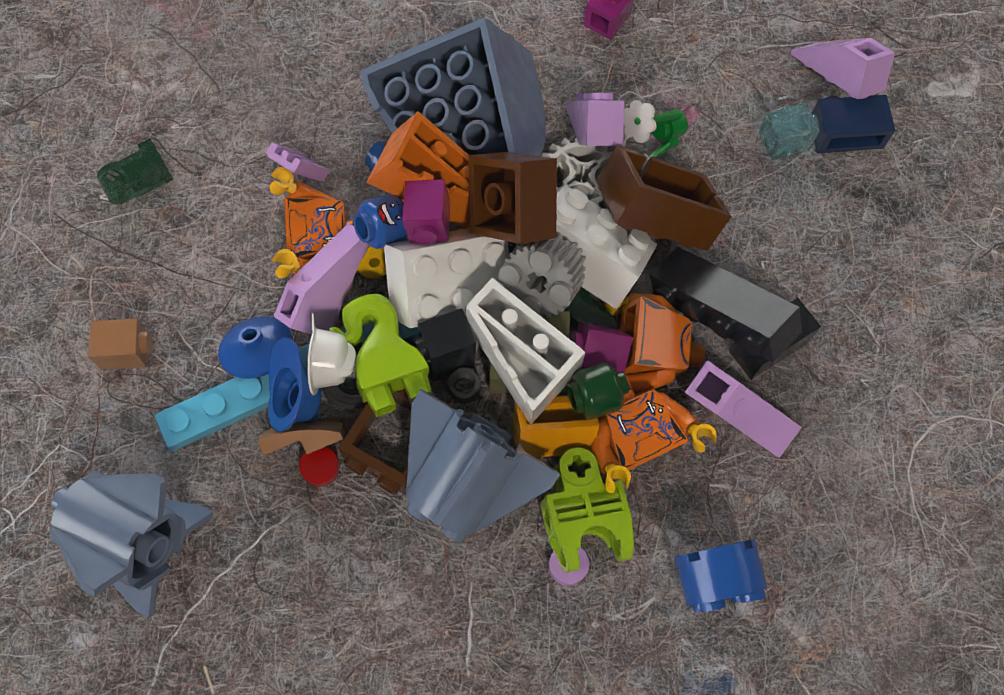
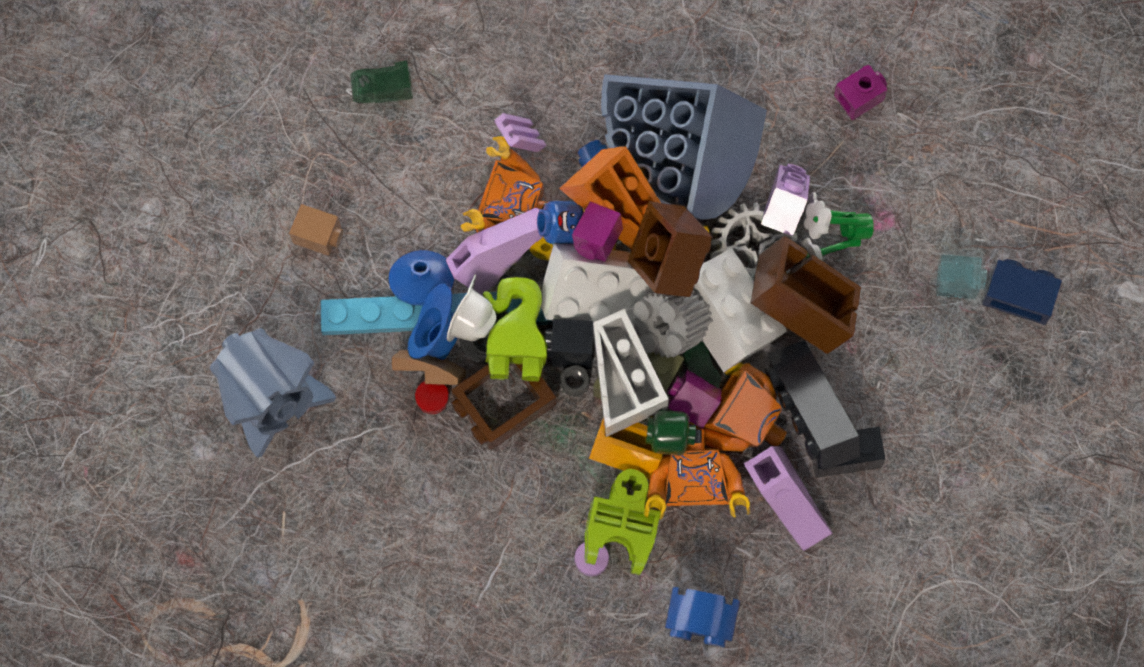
camera: 30 degrees right, 5 degrees up
(465, 469) = (541, 449): sand blue brick -> none
(854, 64) = (1040, 238): lavender slope -> none

